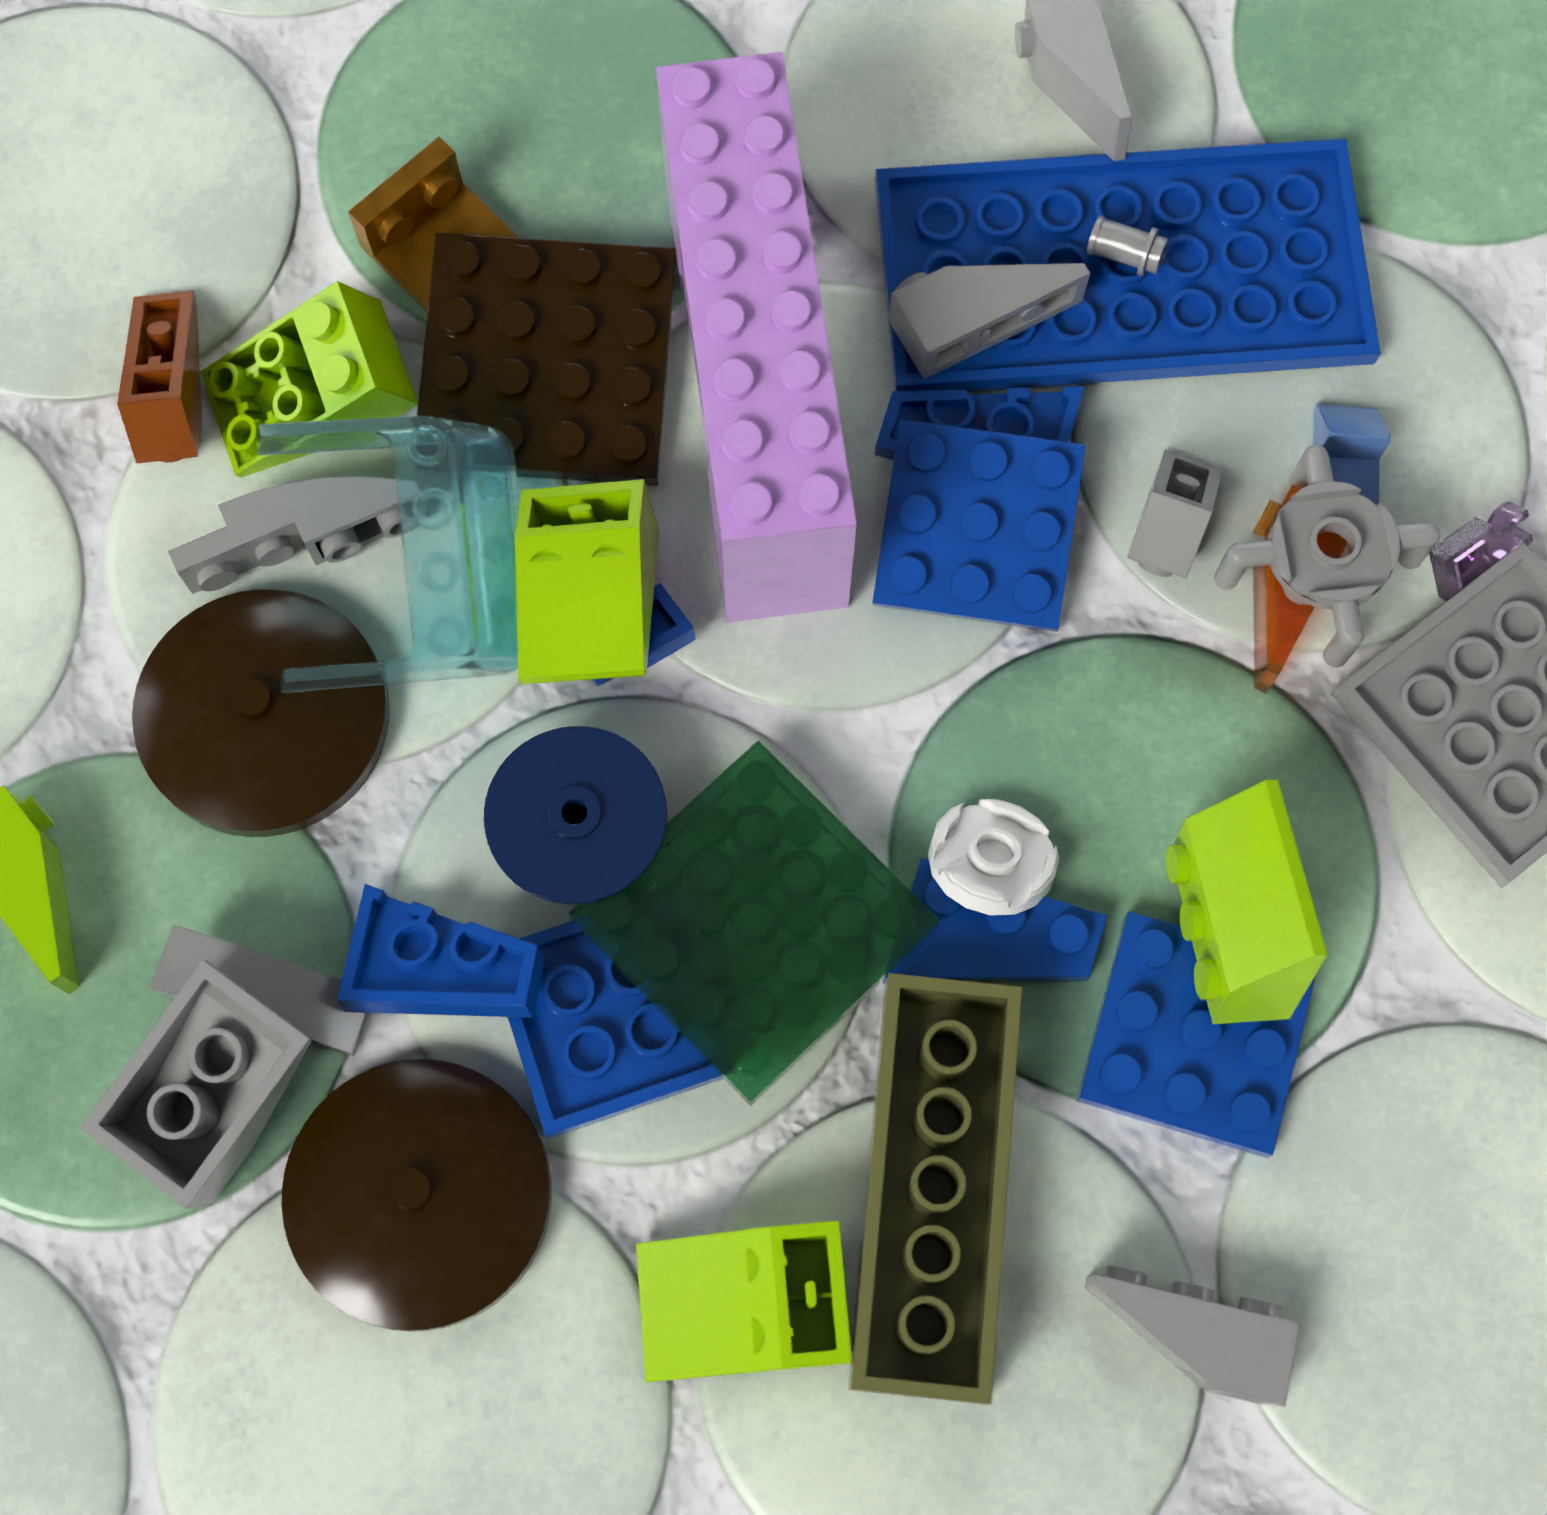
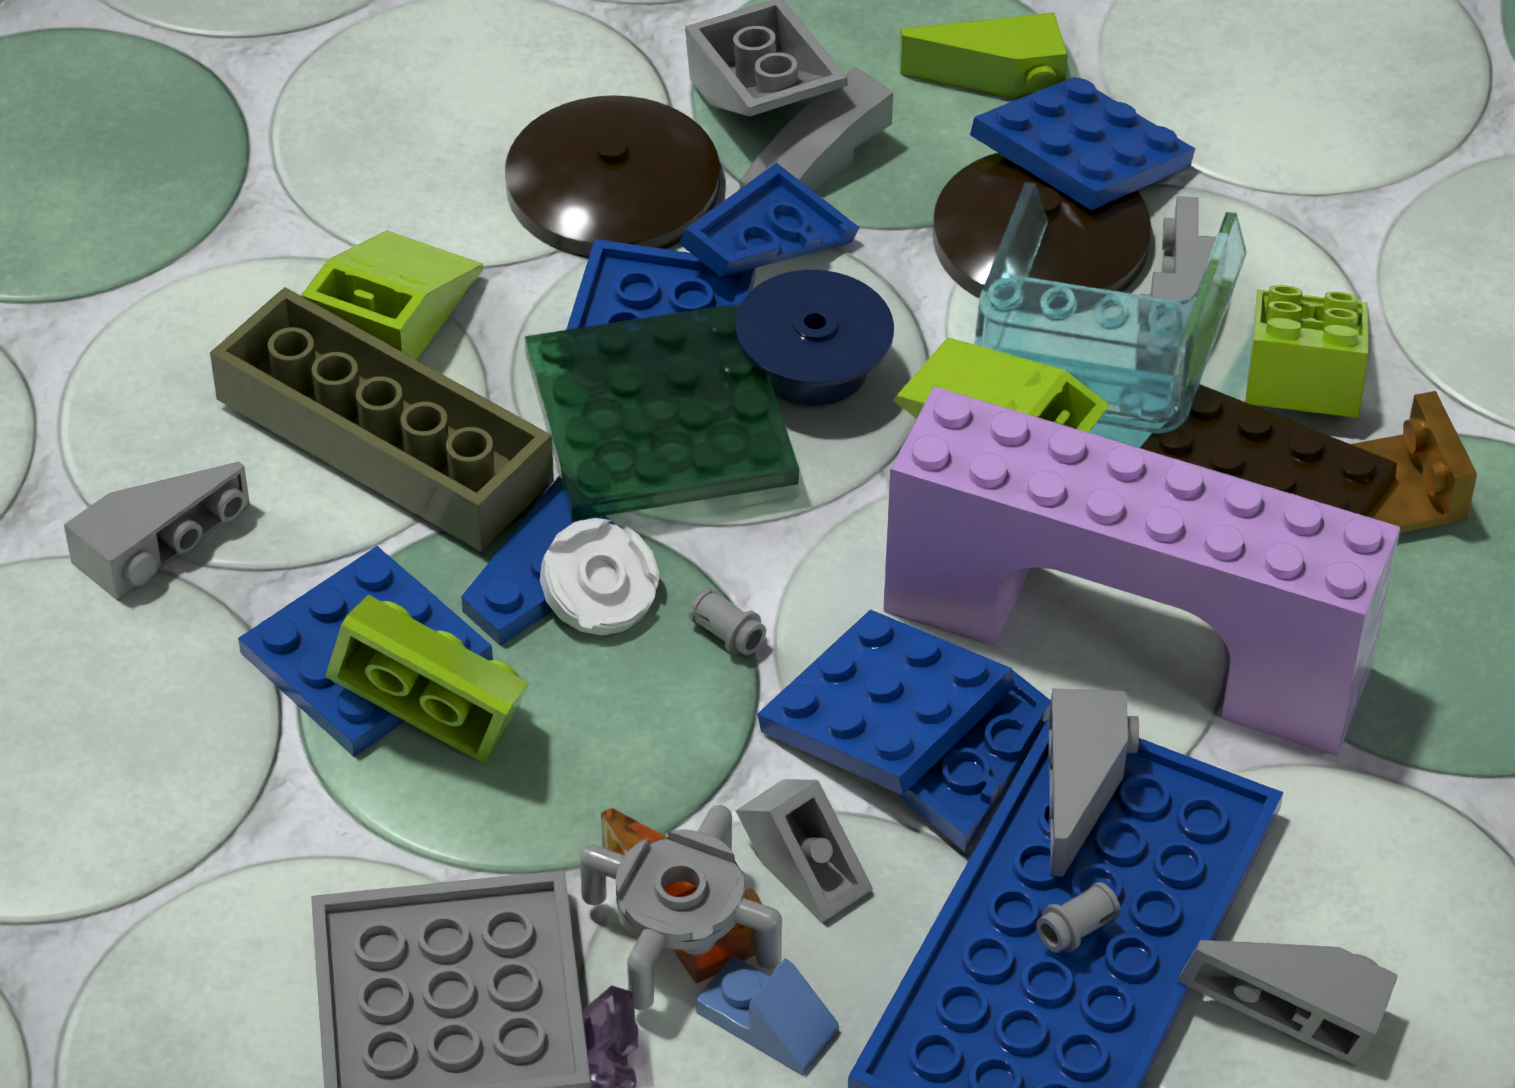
camera: 120 degrees right, 25 degrees down
(125, 717) = (1083, 142): none -> blue plate
(162, 378) = (1355, 255): dark orange slope -> none
(964, 718) = (738, 629): none -> light grey pin

